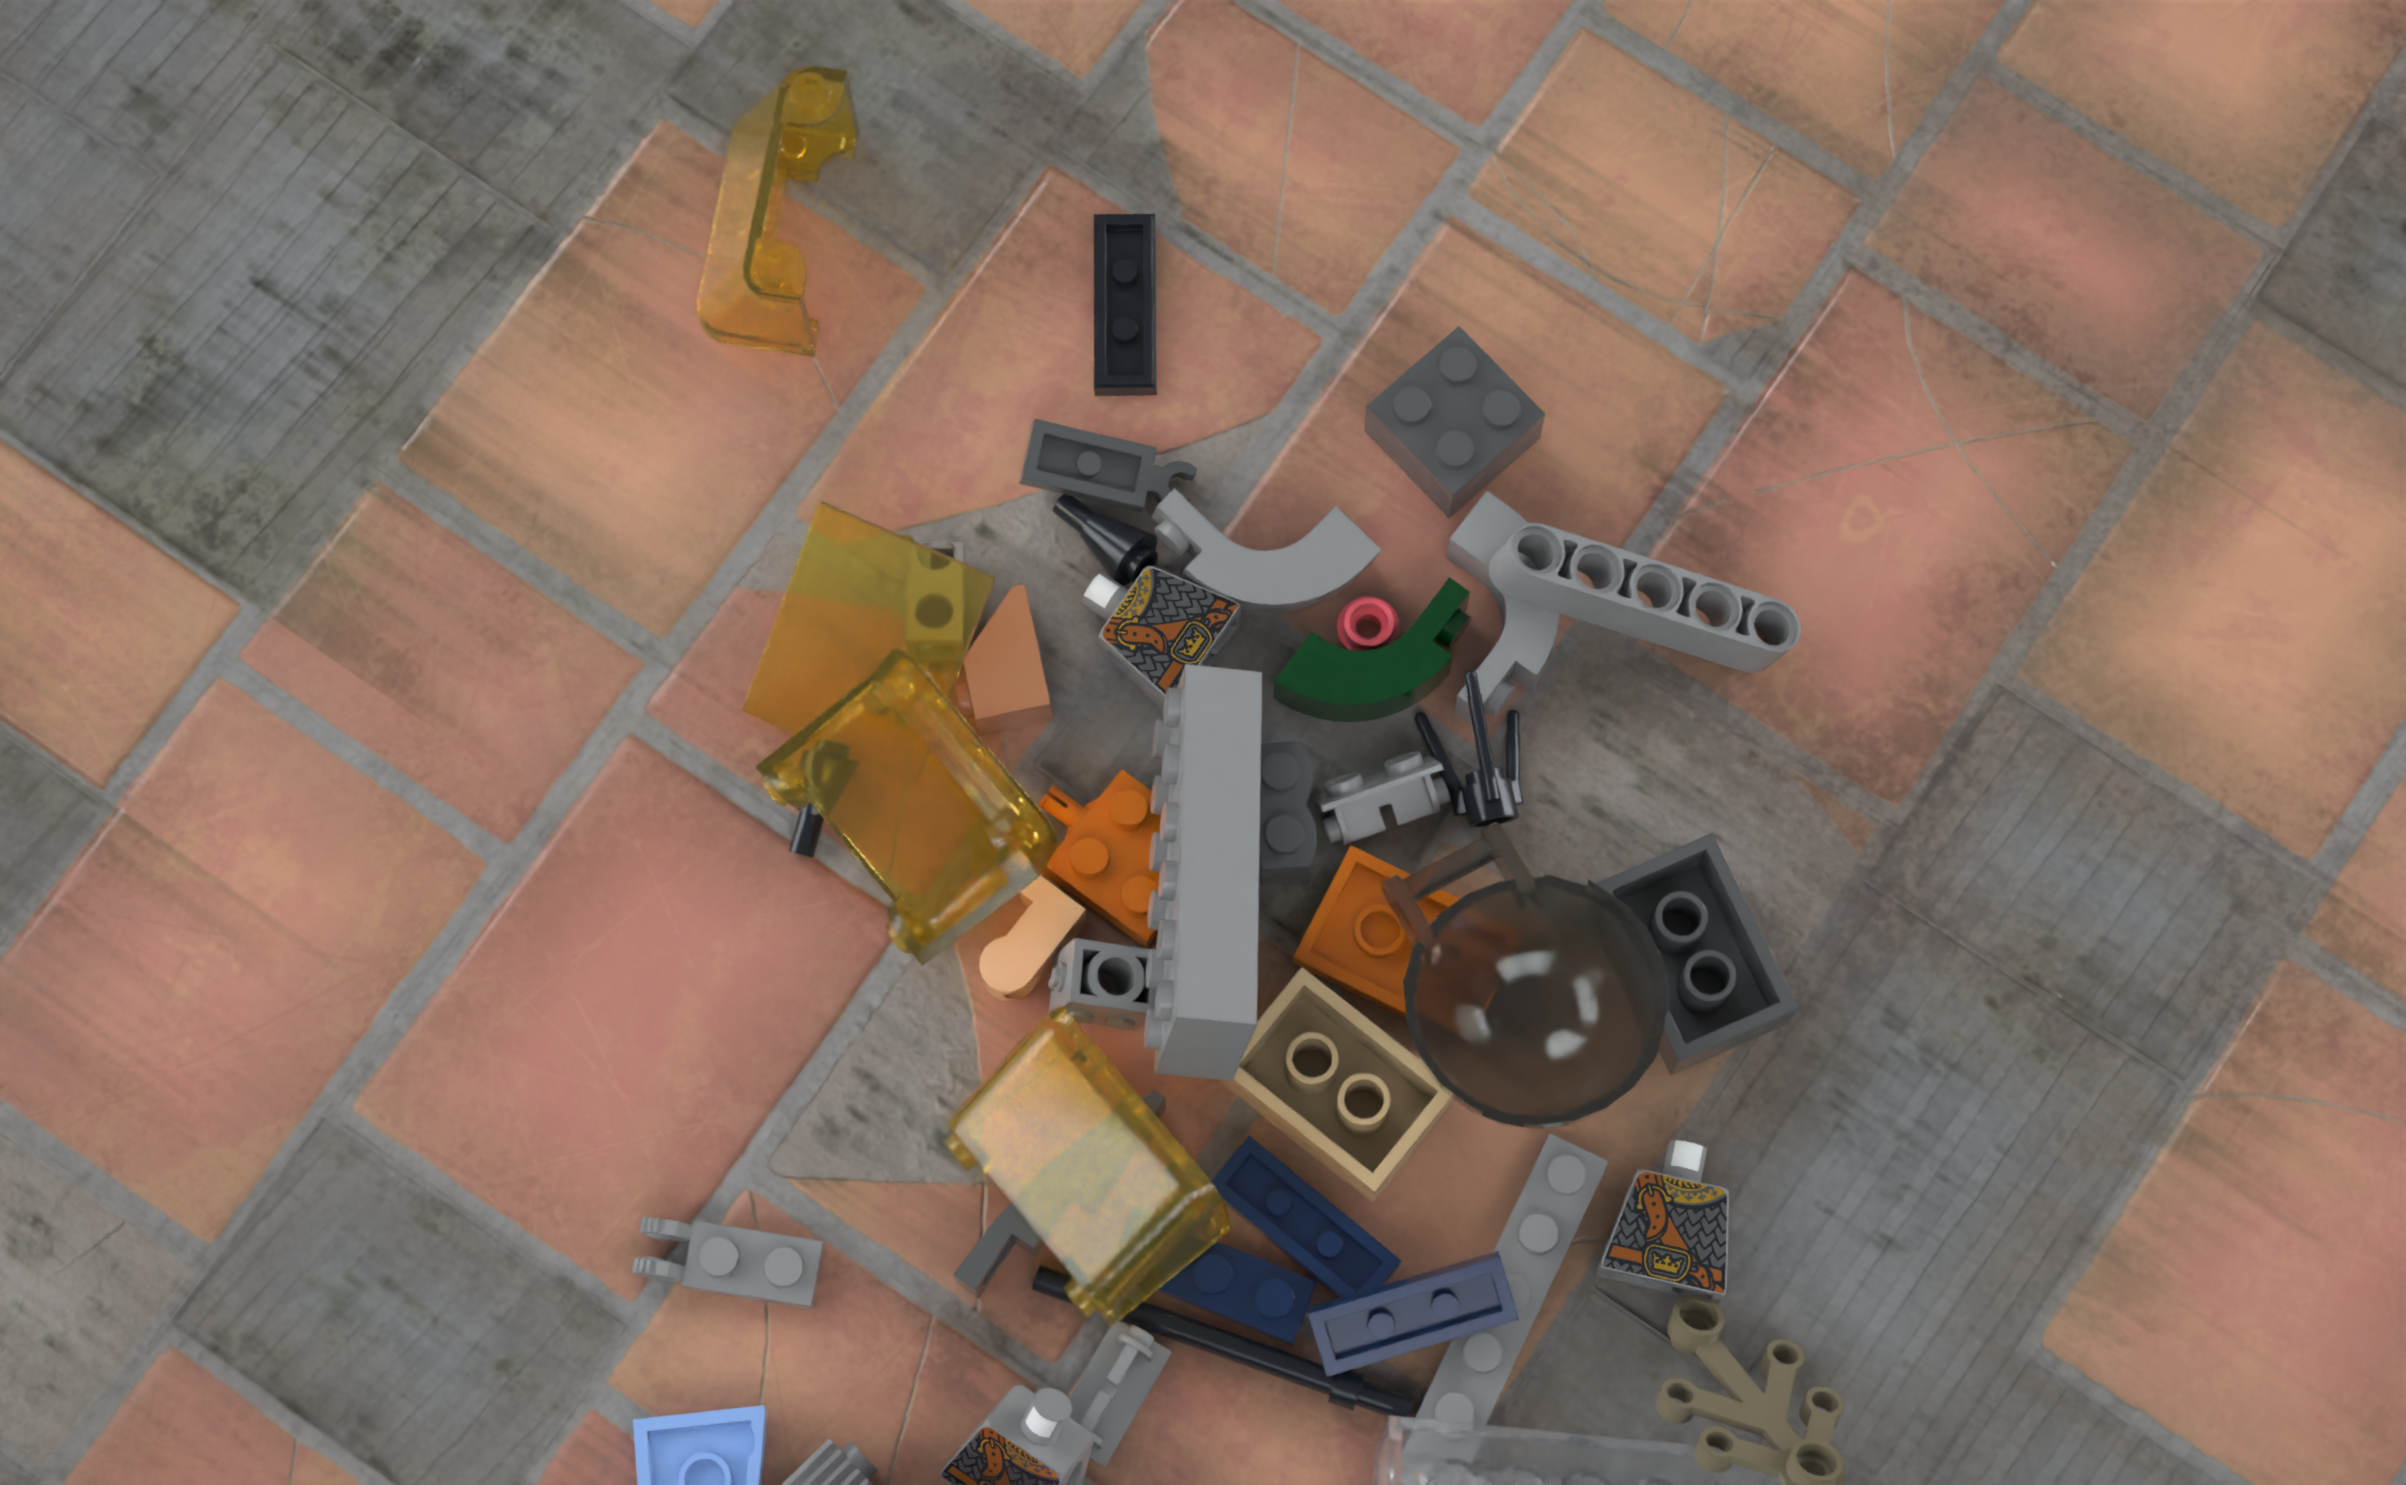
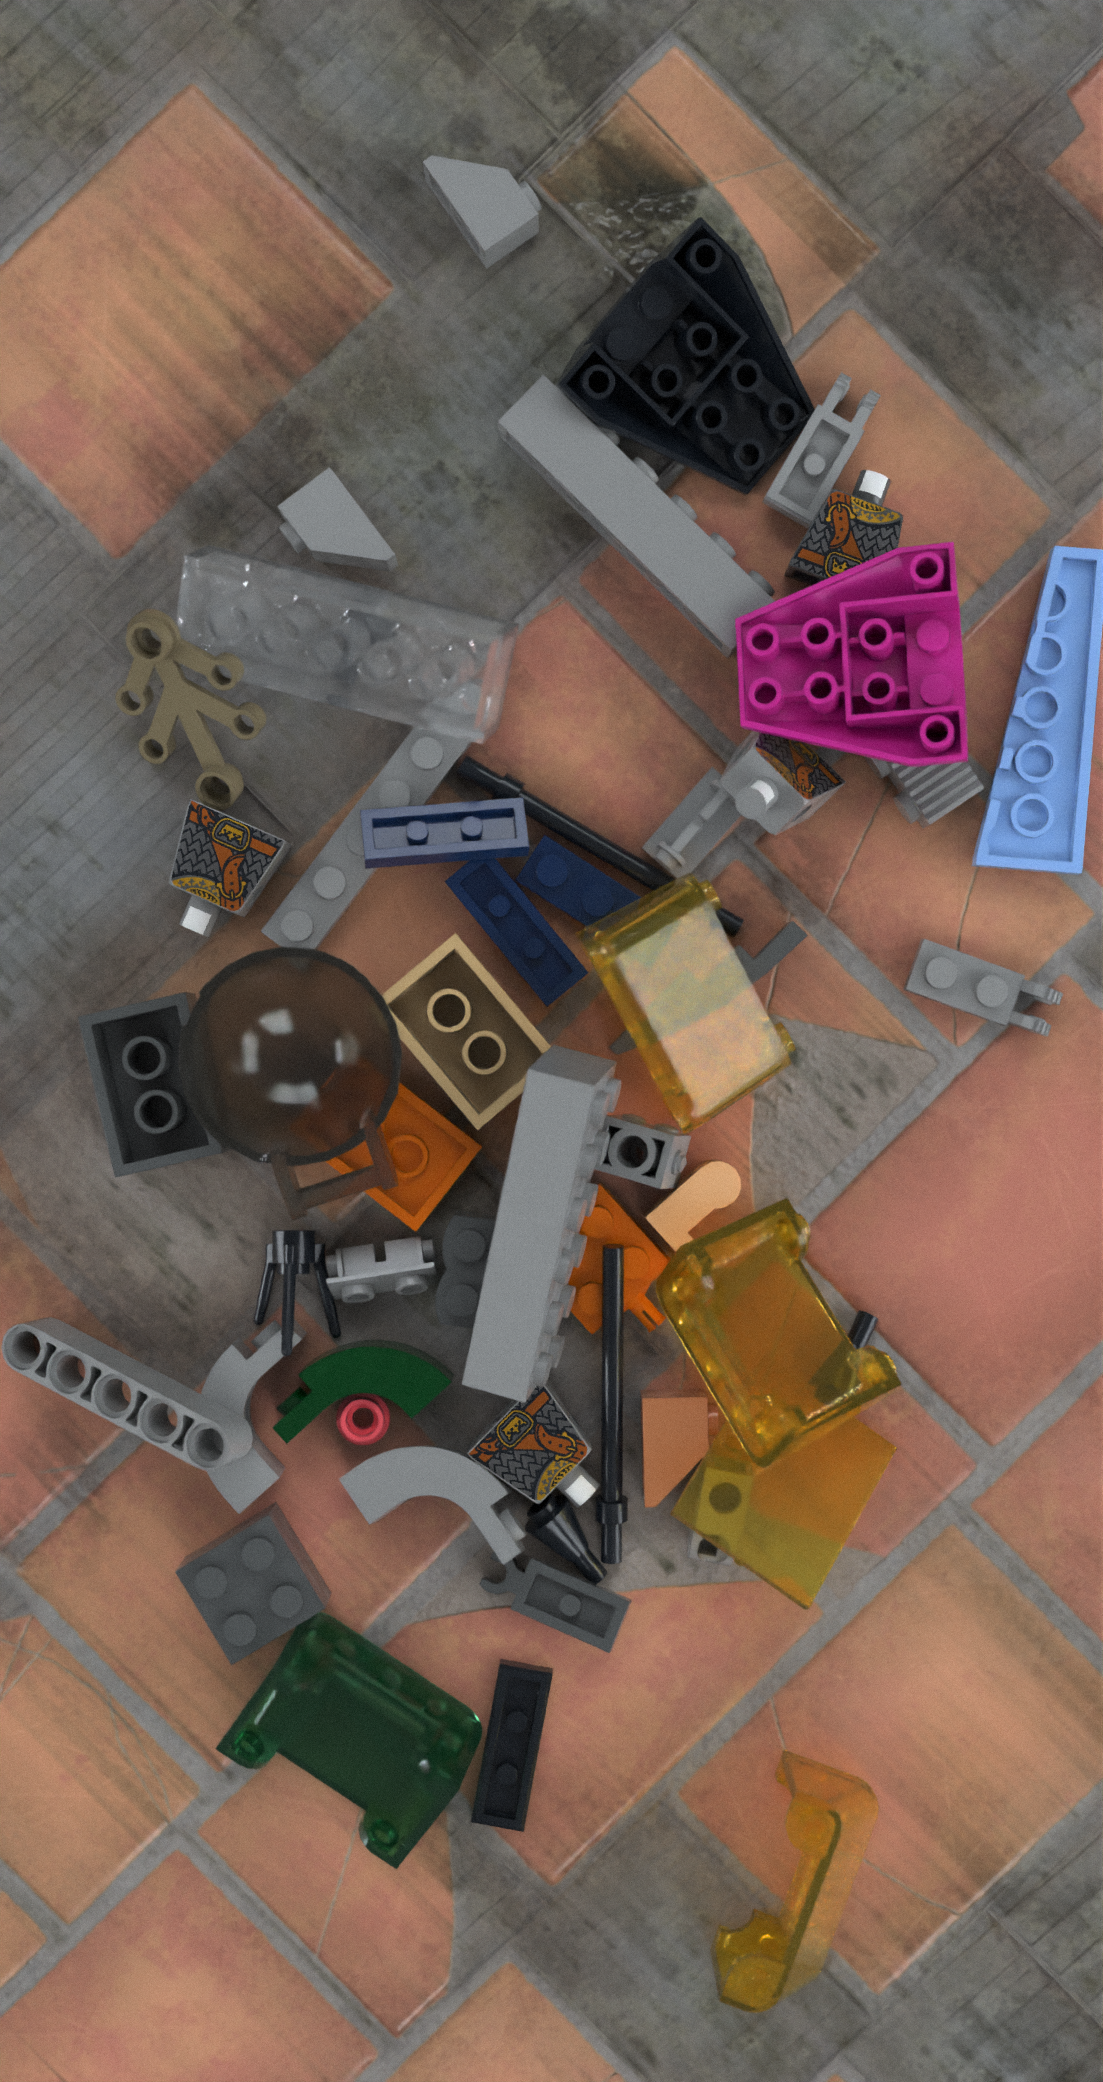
camera: 170 degrees left, 15 degrees up
(1062, 585) = (611, 1504): none -> black bar
(1299, 289) = (360, 1729): none -> clear green windscreen

